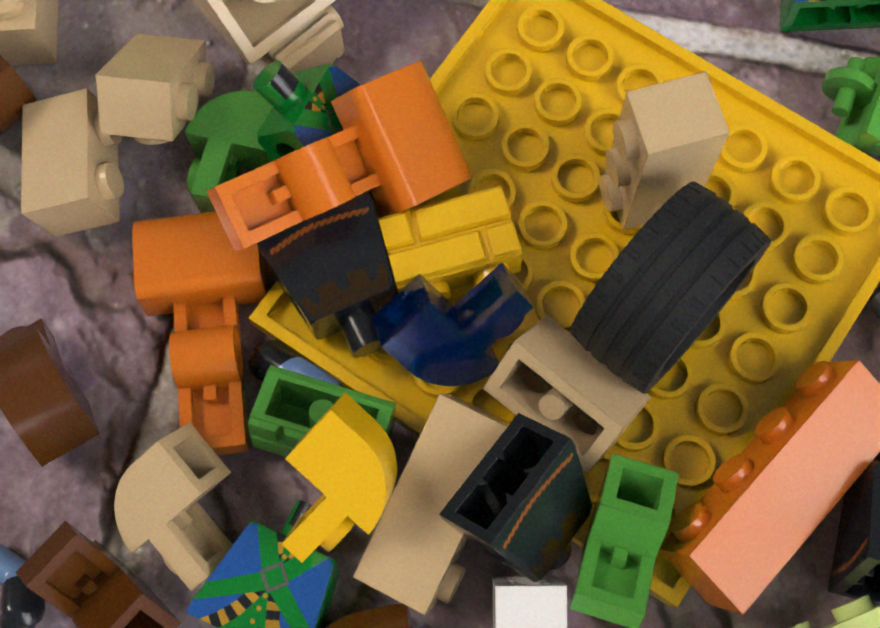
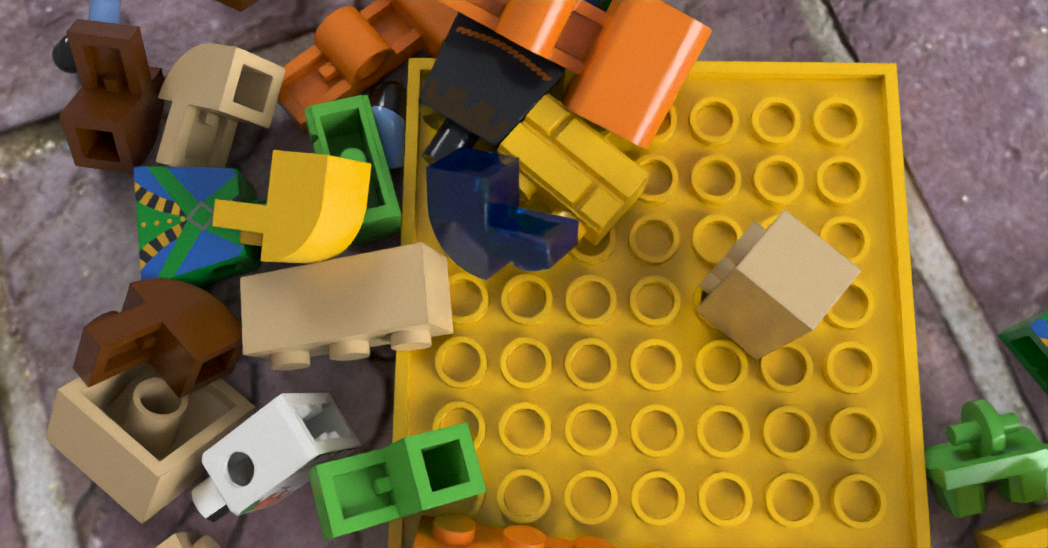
camera: 55 degrees right, 5 degrees up
(524, 499) = (370, 371): black torso -> none
(565, 389) = (506, 353): tan brick -> none
(668, 285) = (648, 373): black tyre -> none

